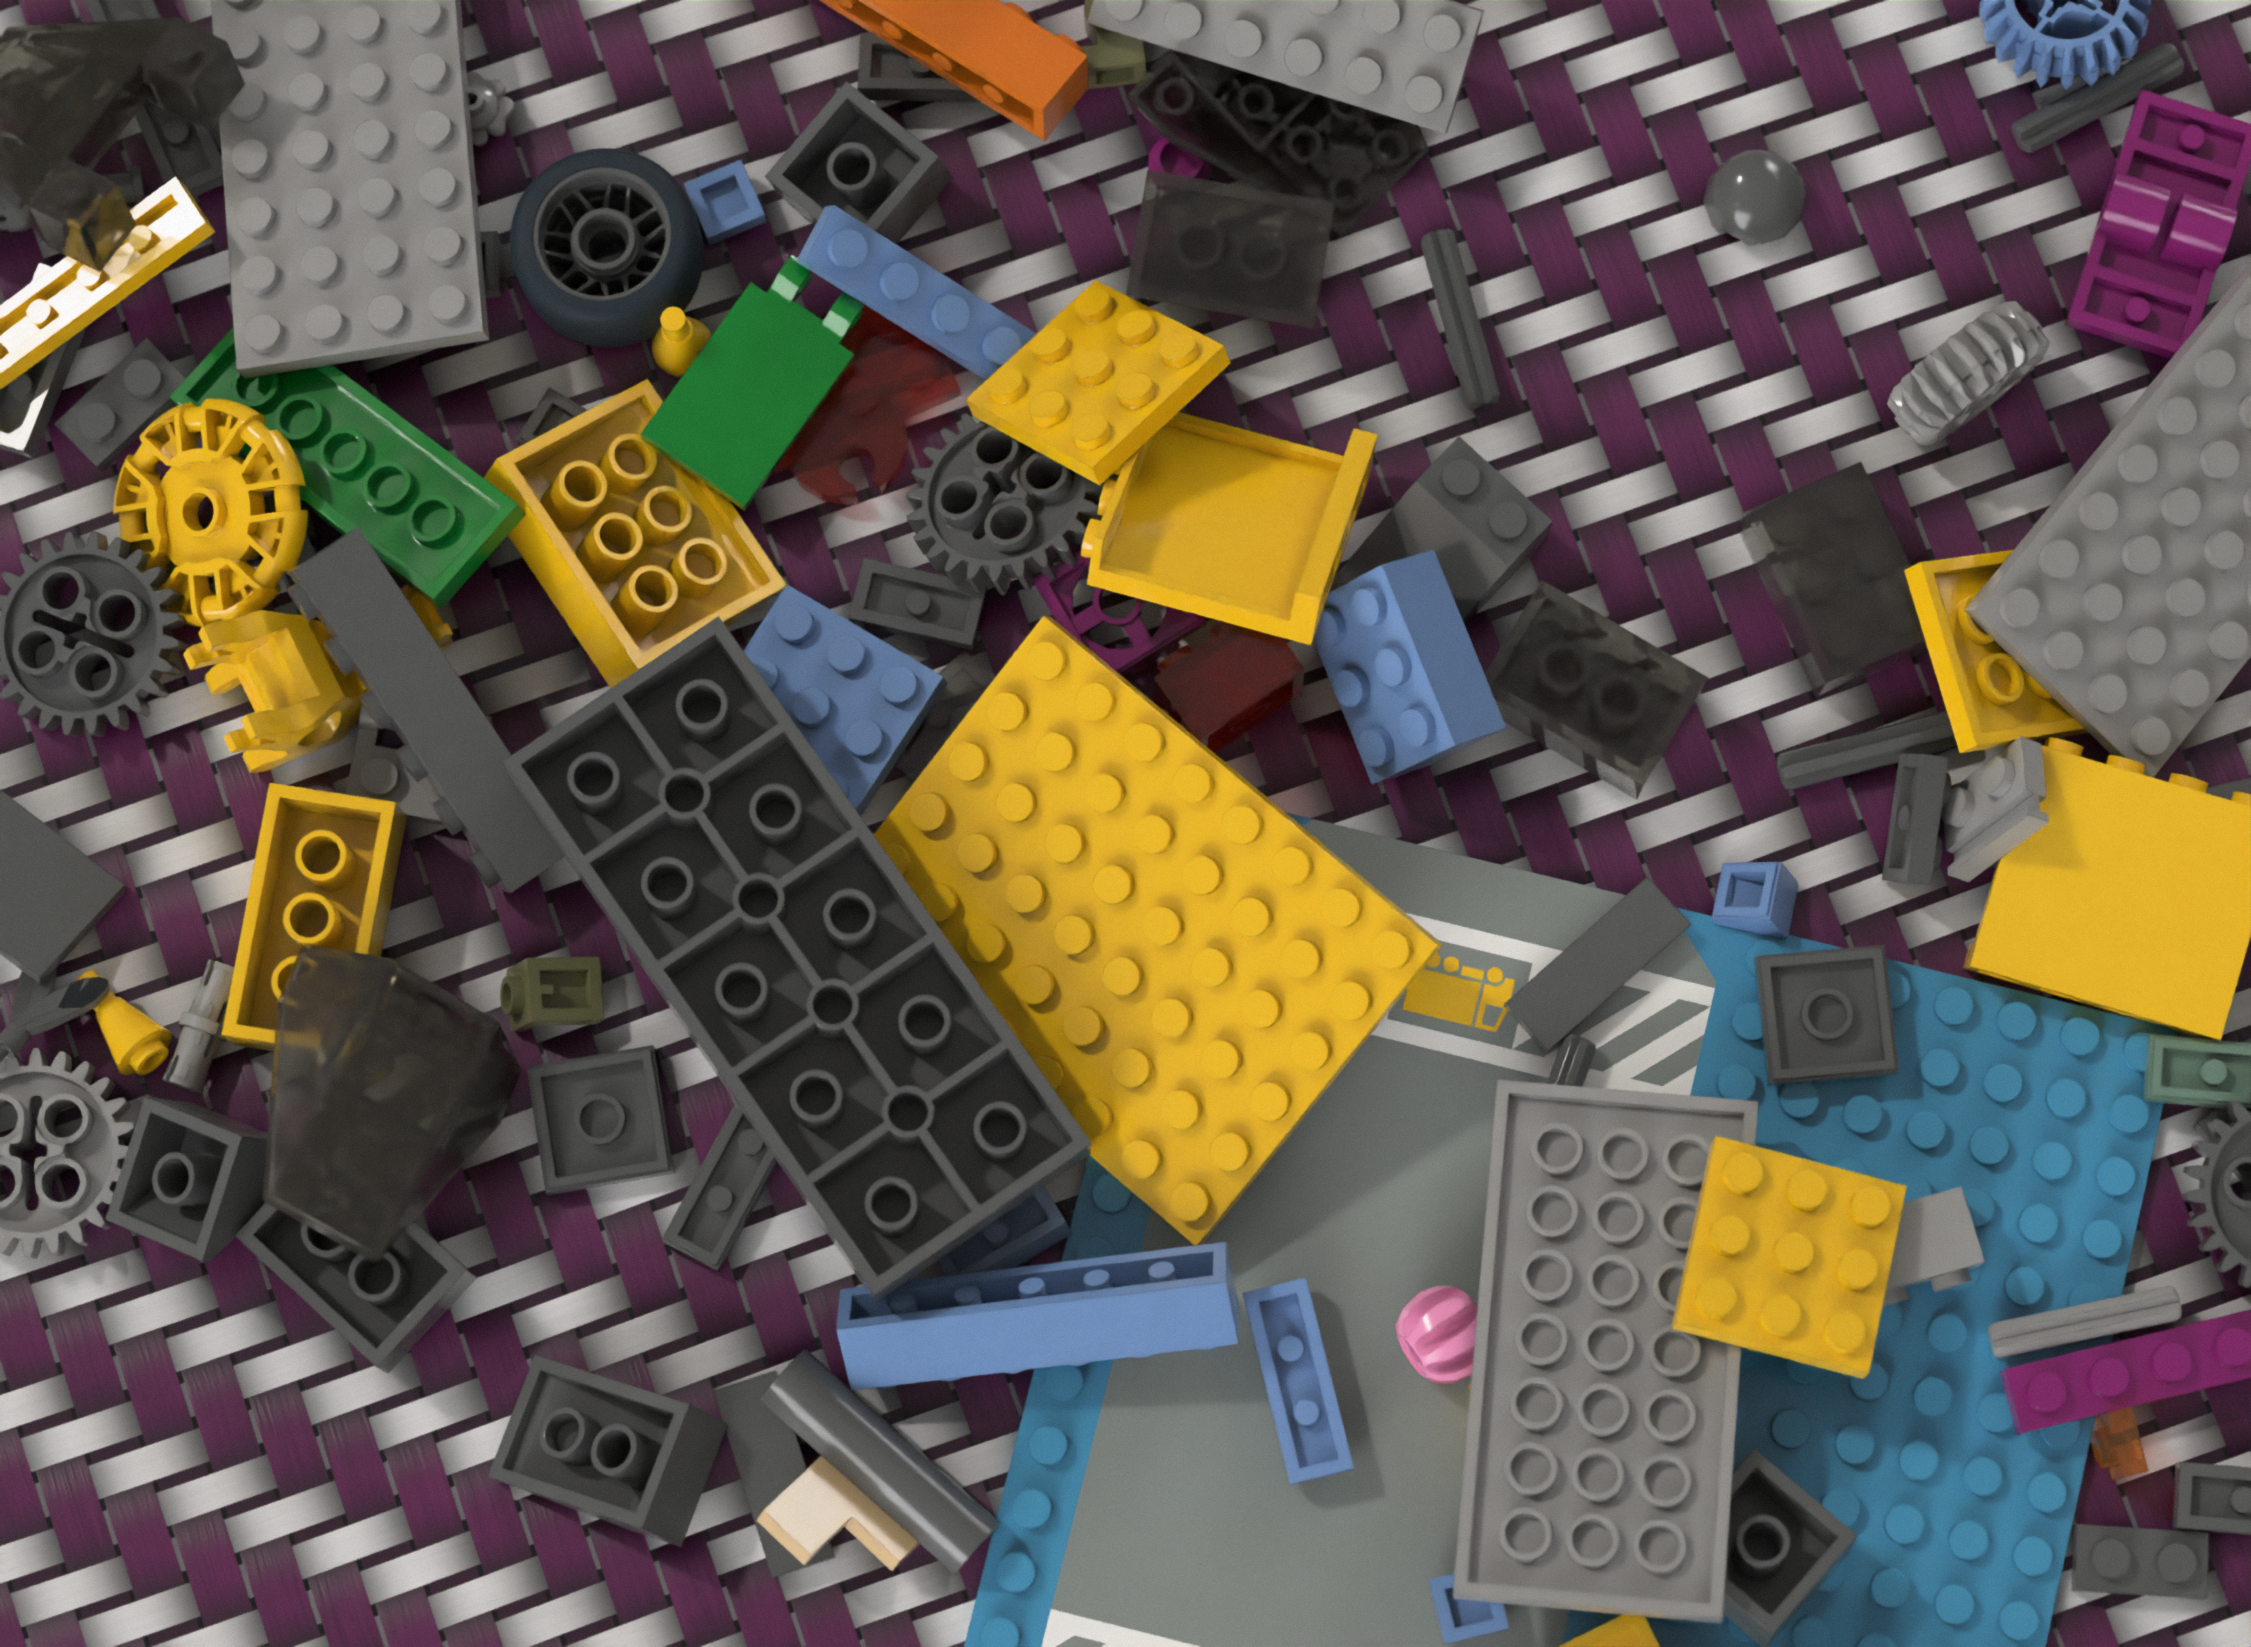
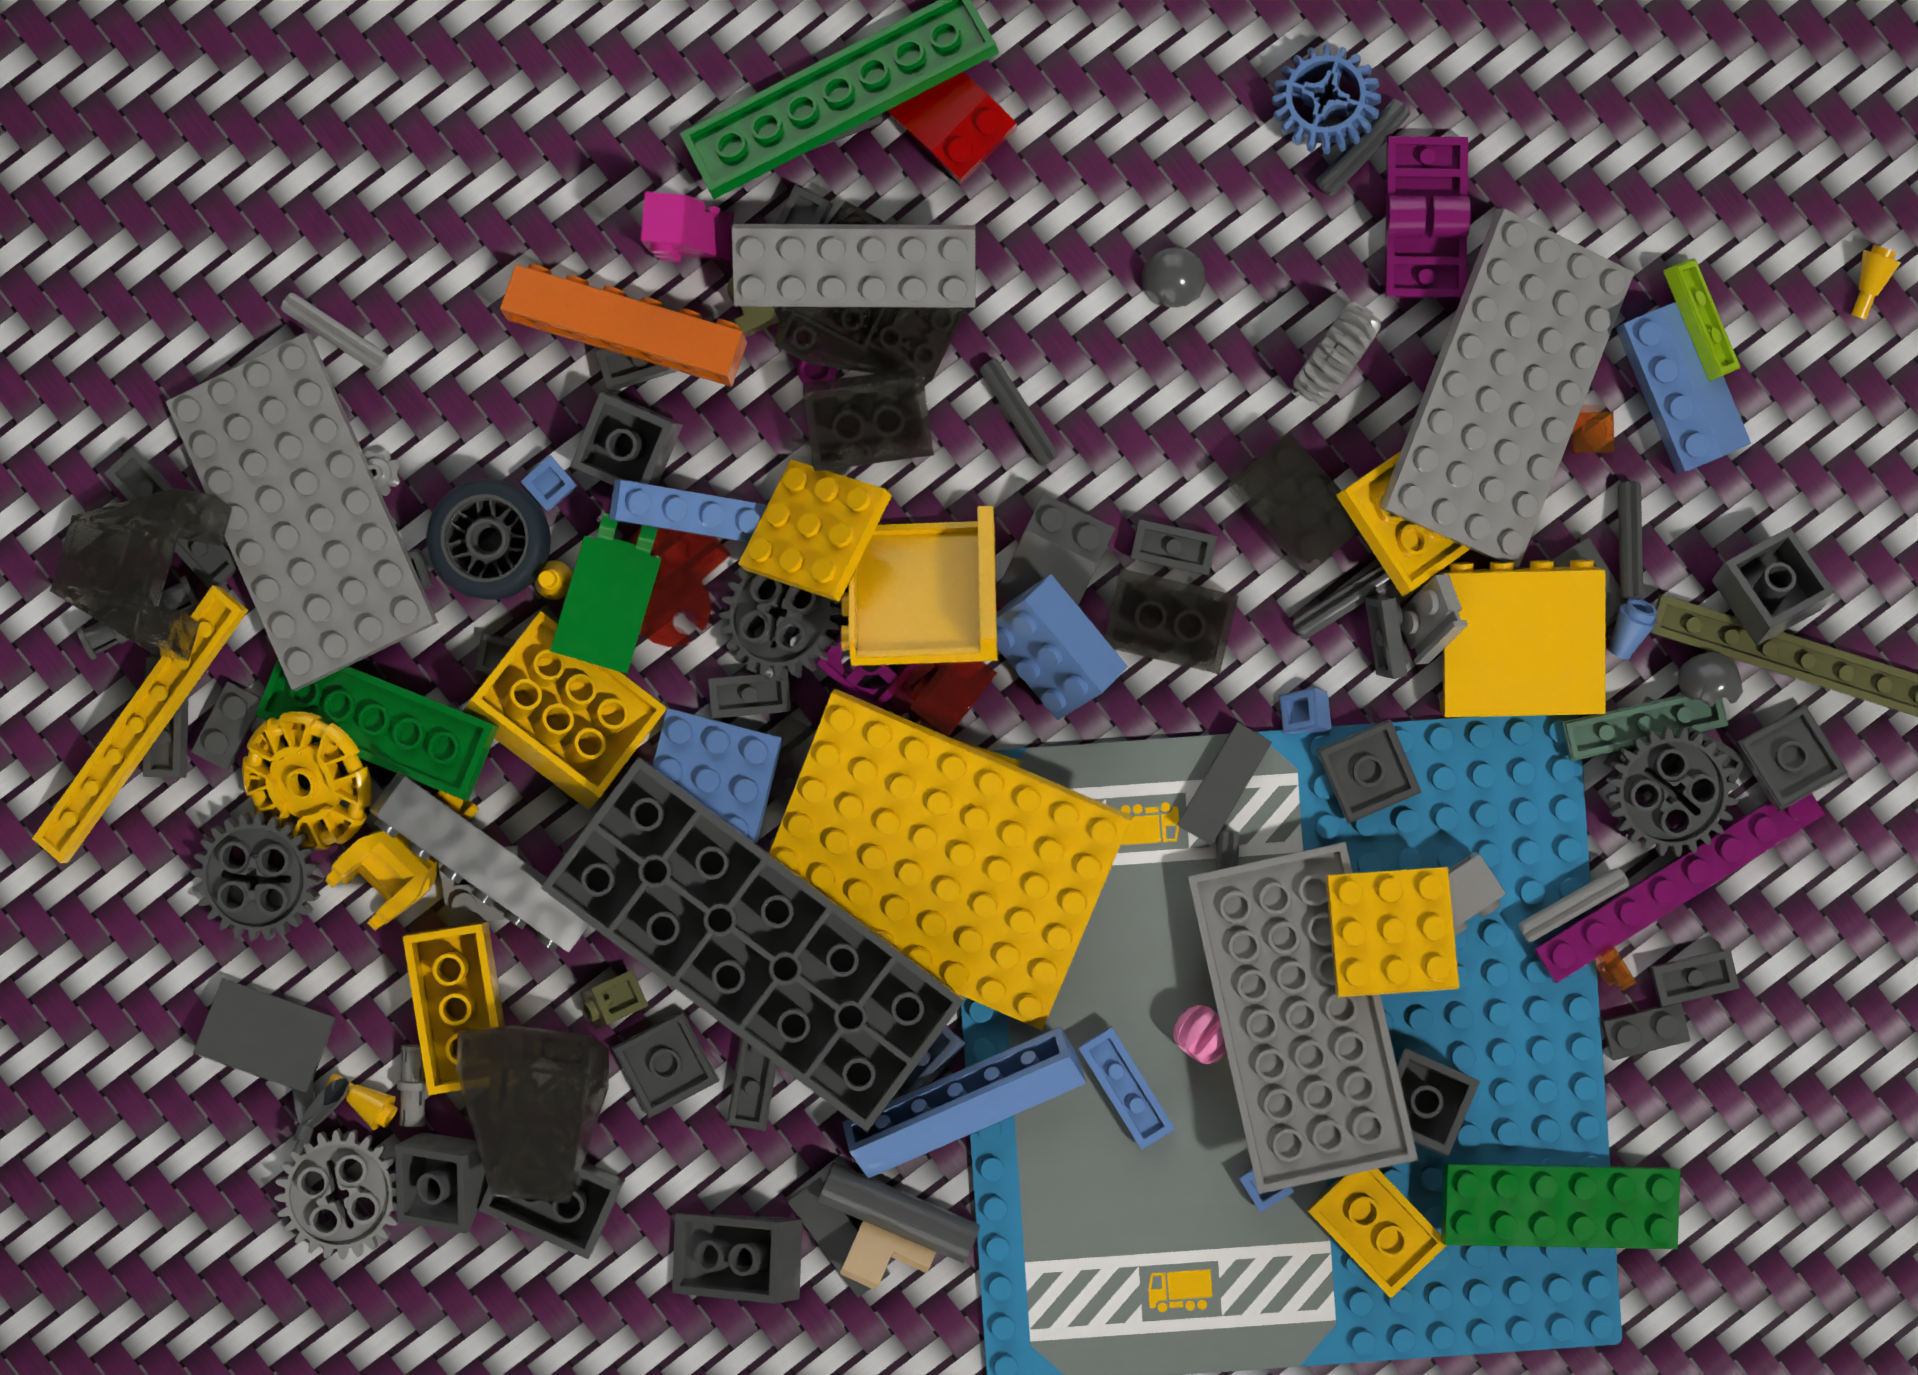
camera: 20 degrees left, 10 degrees up
(1630, 588) = (1173, 547): none -> dark grey plate

